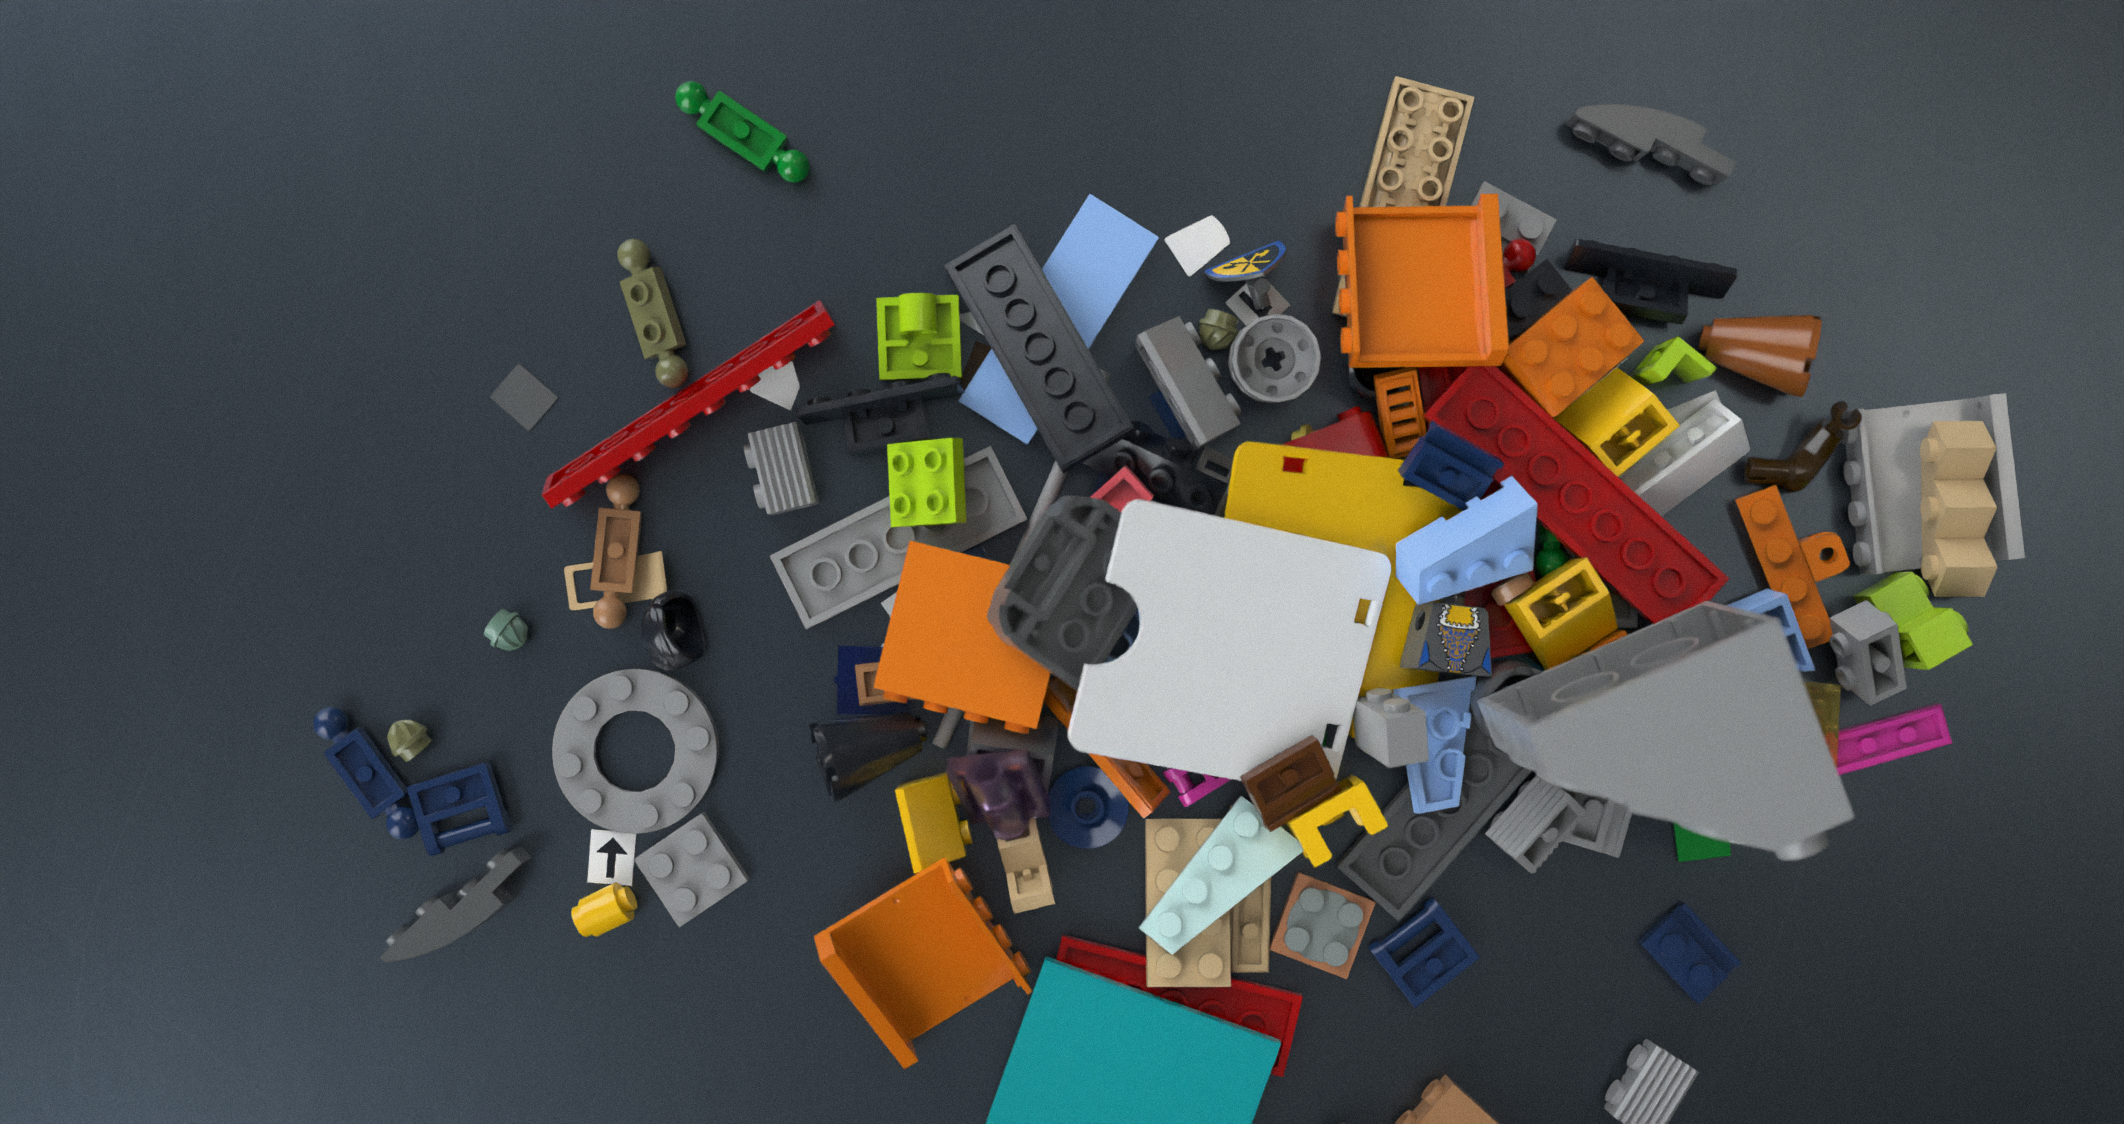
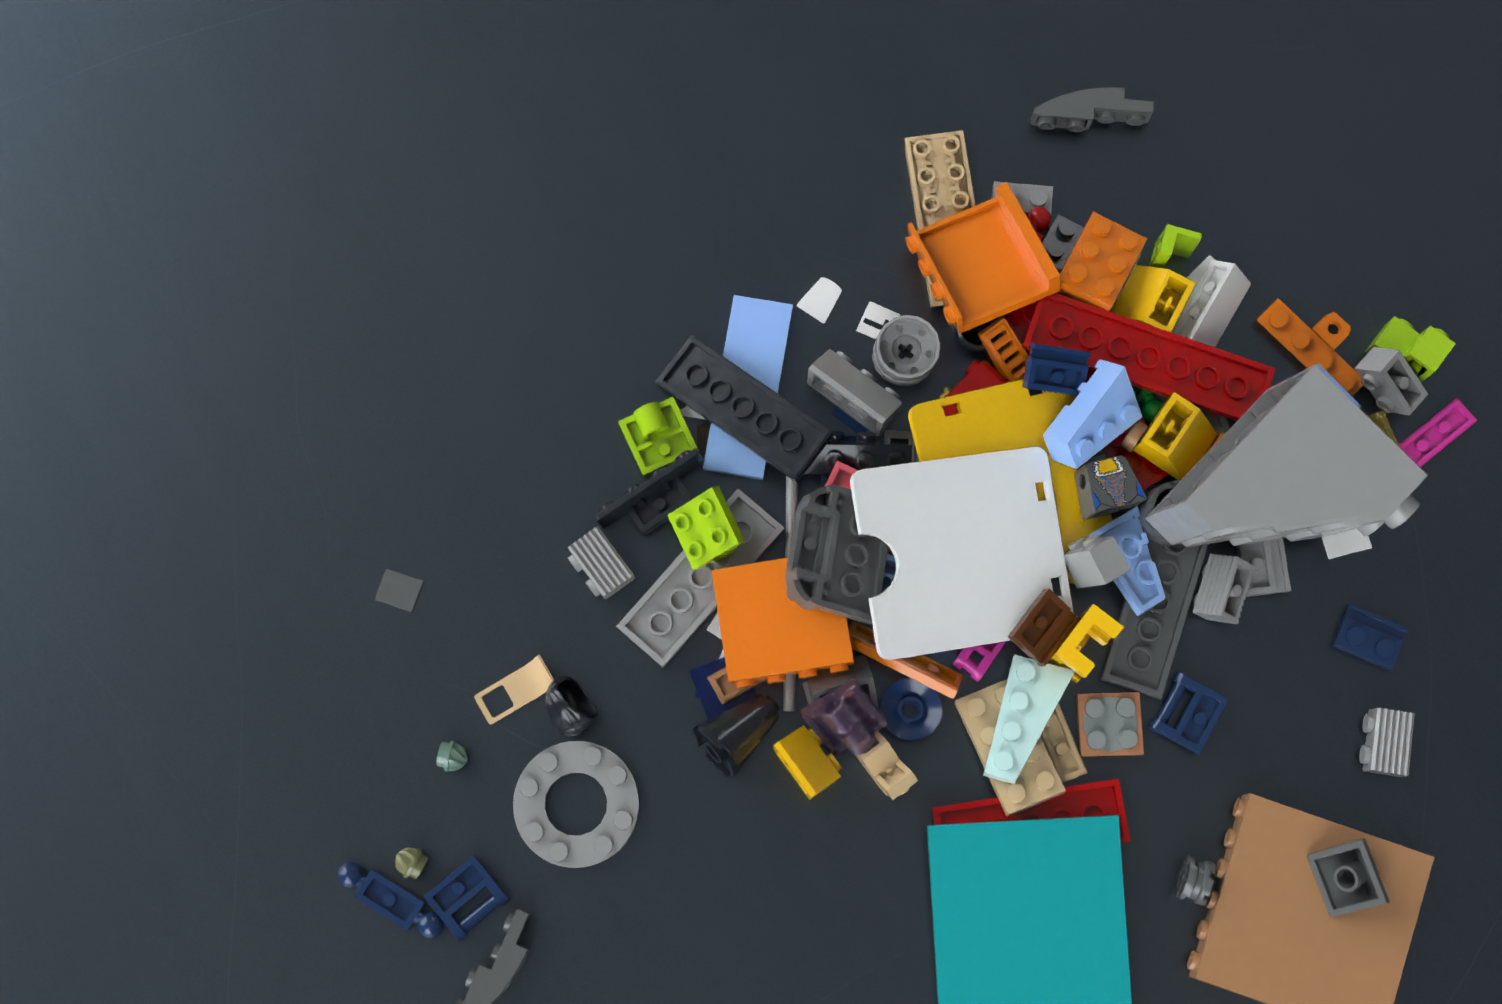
camera: 20 degrees left, 10 degrees down
(604, 910) = (600, 926): yellow brick -> none
(611, 857) = (589, 889): white sticker -> none
(616, 551) = (507, 668): medium nougat plate -> none
(652, 313) = (467, 495): olive plate -> none
(691, 869) = (650, 872): light grey plate -> none
(702, 395) = (512, 553): red plate -> none
(742, 131) = (480, 349): green plate -> none
(778, 385) = (571, 507): white sticker -> none
(919, 956) = (841, 857): orange panel -> none
(1217, 329) = (859, 348): olive plate -> none
(1252, 268) = (862, 298): shield -> none
(1649, 282) = (1131, 201): black bracket -> none
(1697, 846) = (1340, 554): green sticker -> none
(1765, 348) = (1229, 212): dark orange cone -> none
(1808, 456) = (1290, 273): dark brown arm -> none
(1886, 481) = (1381, 257): light grey panel -> none
(1956, 508) = (1404, 264): tan brick -> none

